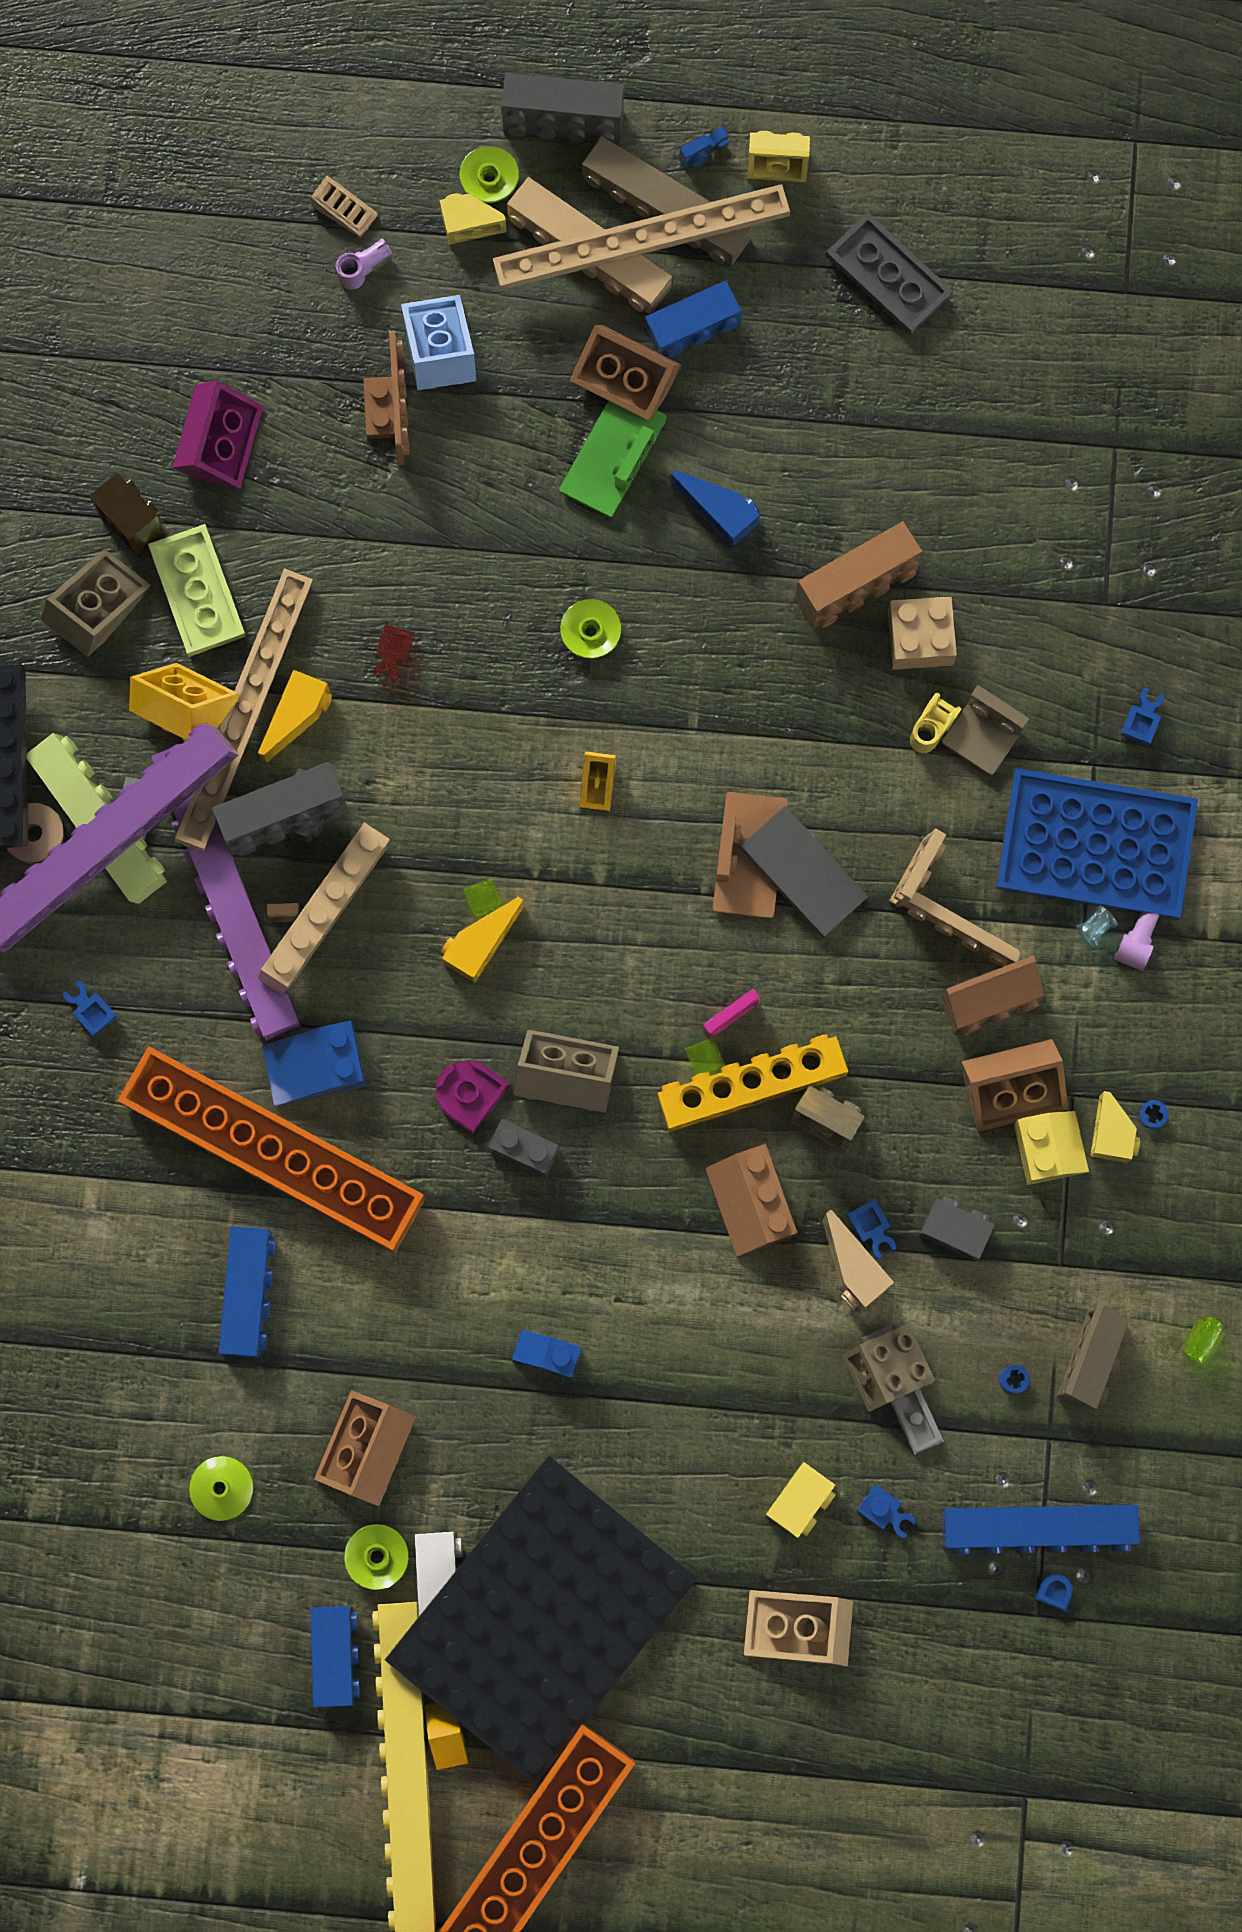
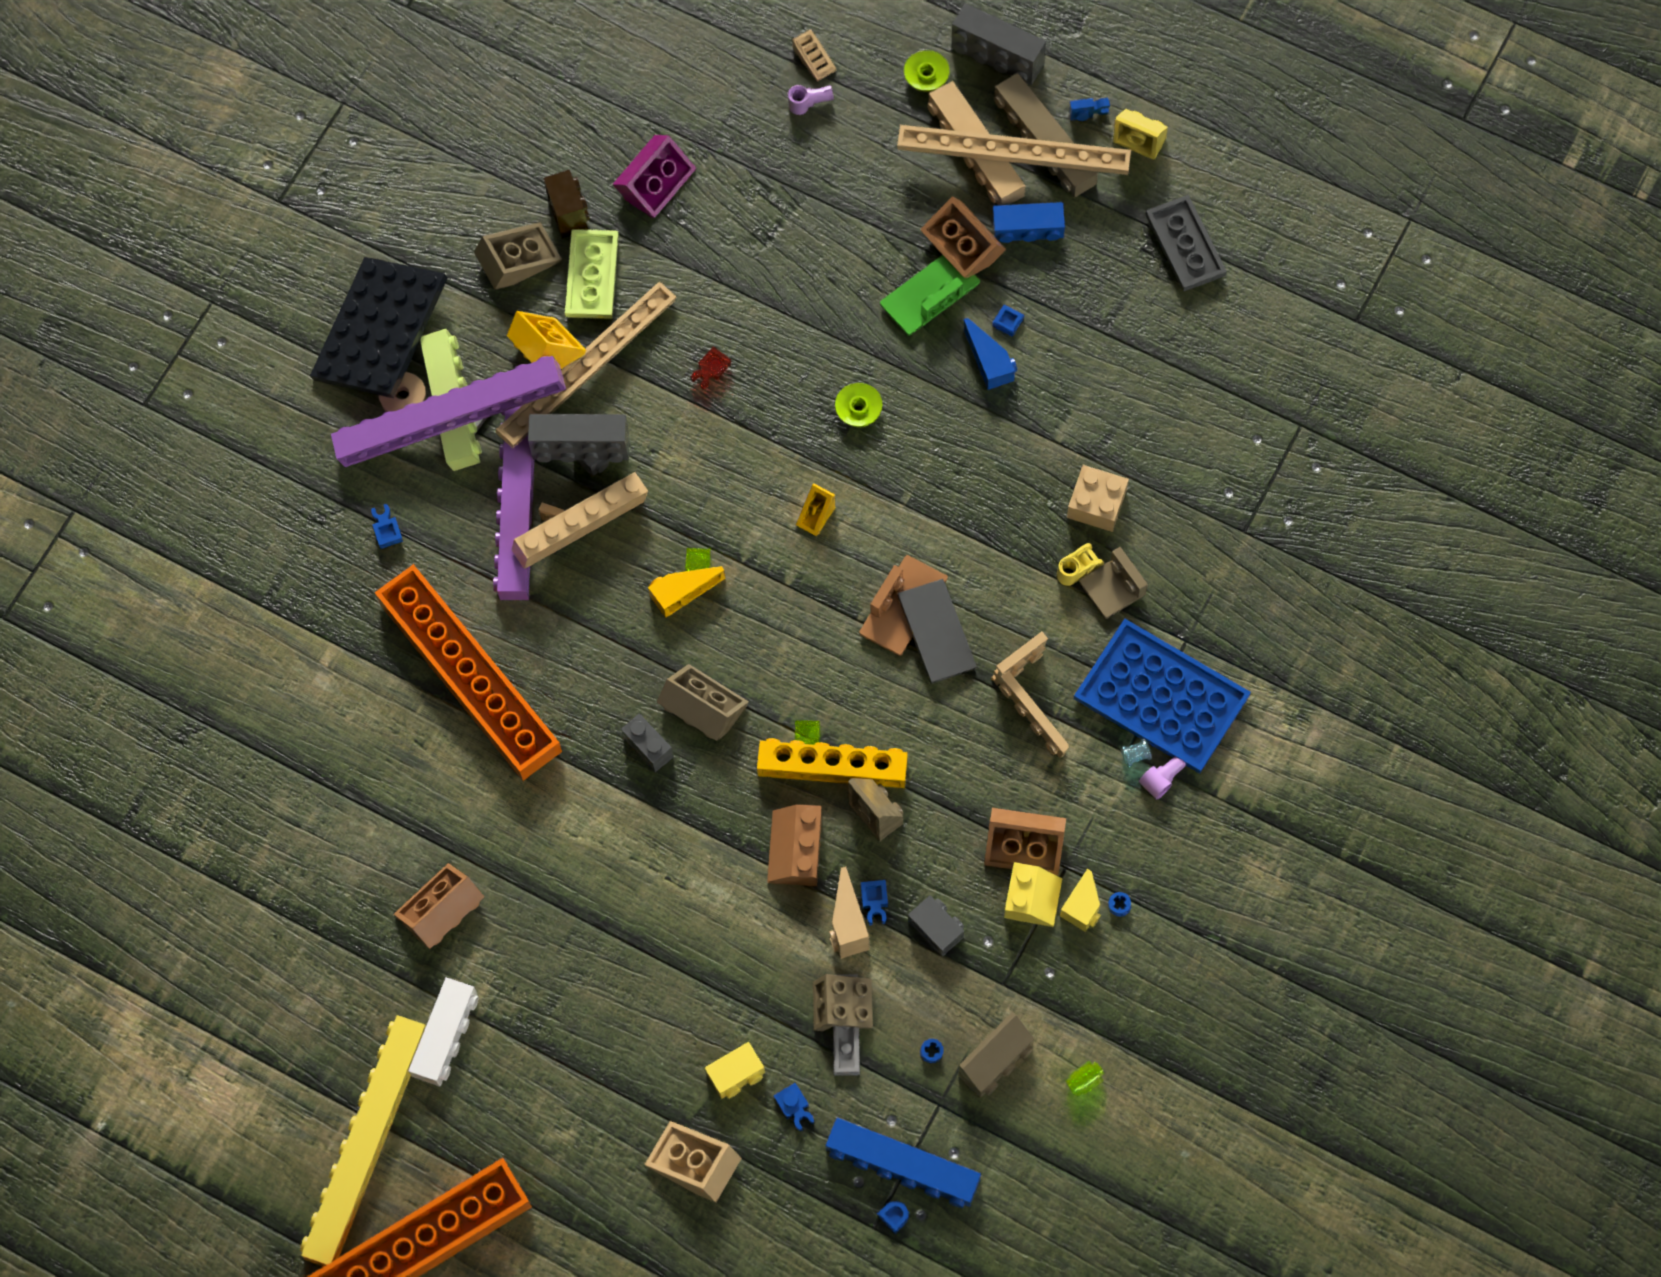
camera: 25 degrees right, 10 degrees down
(237, 1492) = (325, 905): lime dish -> none
(245, 1292) = (405, 763): blue brick -> none
(297, 710) = (622, 382): yellow slope -> none
(314, 1064) = (526, 627): blue slope -> none
(334, 1656) = (350, 1041): blue brick -> none
(359, 1554) = (407, 973): lime dish -> none
(386, 403) = (782, 196): medium nougat bracket -> none
(439, 342) = (839, 171): light blue slope -> none
(445, 1737) = (404, 1131): yellow slope -> none
(469, 1093) = (626, 691): magenta tile -> none
(470, 218) = (899, 95): light yellow slope -> none
(540, 1619) = (508, 1074): black plate -> none
(547, 1354) = (600, 894): blue slope -> none
(720, 452) = (1008, 320): none -> blue tile
(731, 1014) = (839, 709): dark pink tile -> none
(858, 576) = (1067, 439): medium nougat brick -> none
(993, 996) = (1036, 769): medium nougat slope -> none
(1142, 722) = (1234, 623): blue plate -> none

